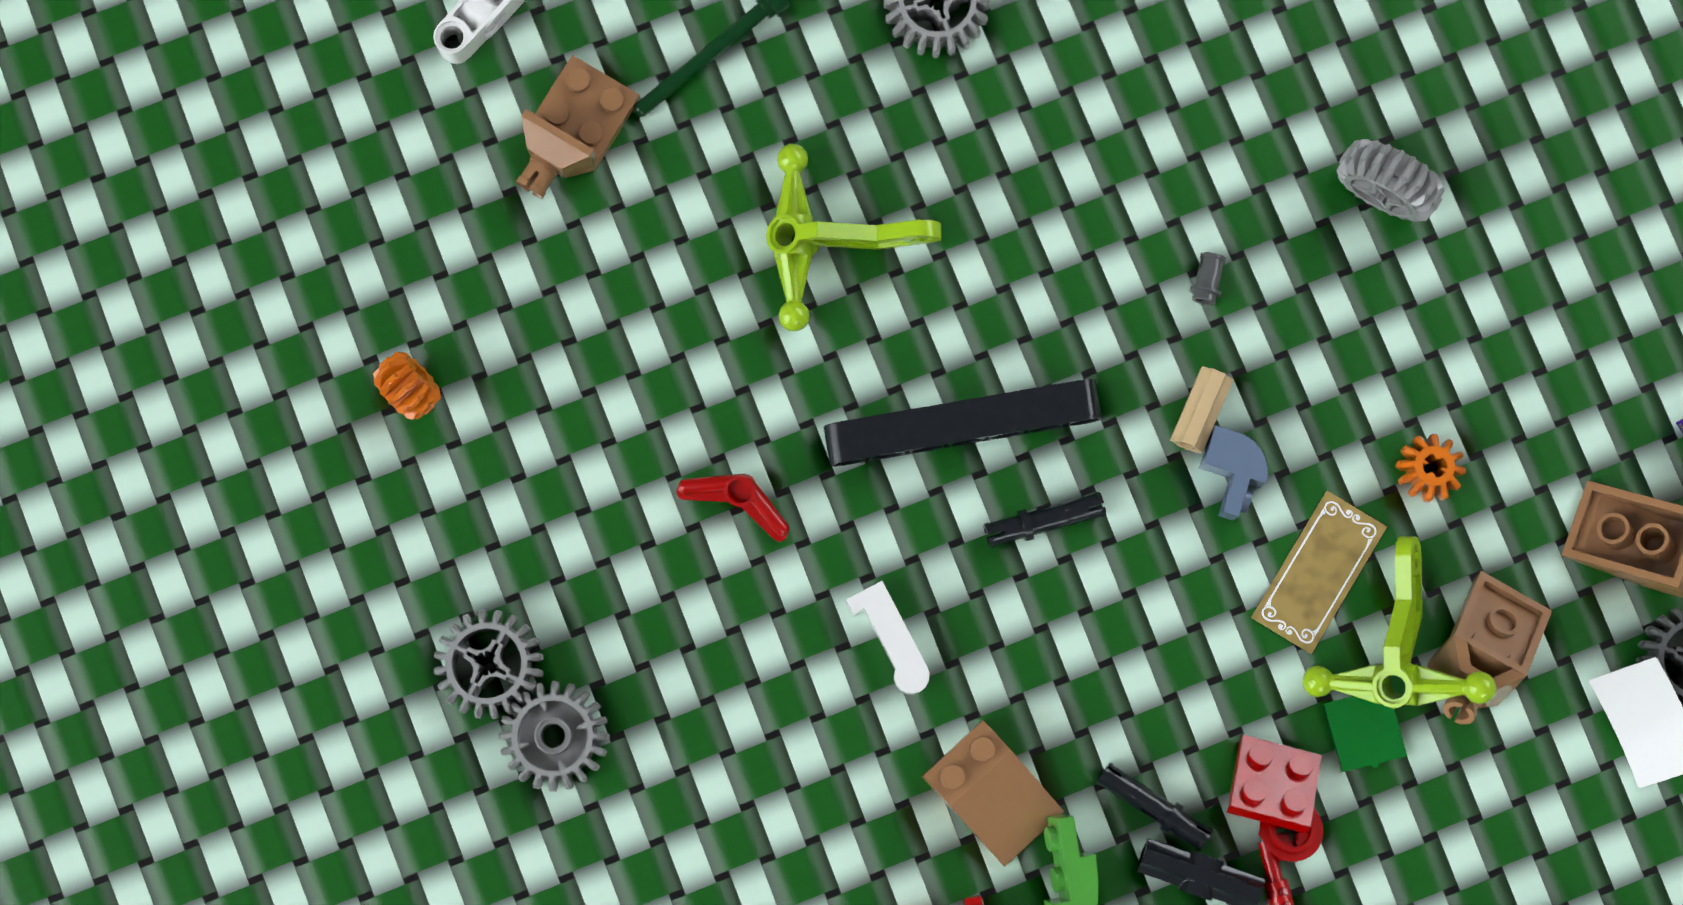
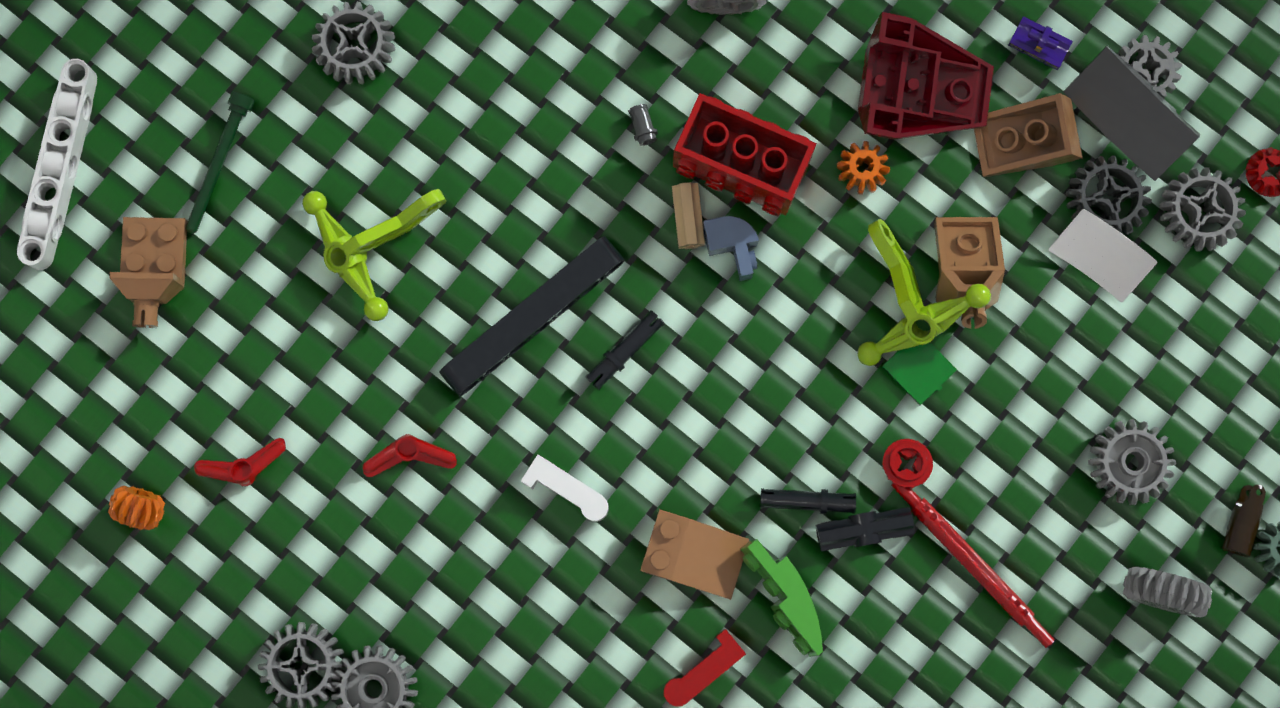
camera: 25 degrees left, 0 degrees up
(545, 410) = (241, 470): none -> red piece
(1274, 784) = (879, 439): plate -> none
(1302, 377) = (742, 155): none -> red brick
(1319, 572) = (828, 280): pearl gold sticker -> none
(1551, 409) = (920, 82): none -> dark red wedge

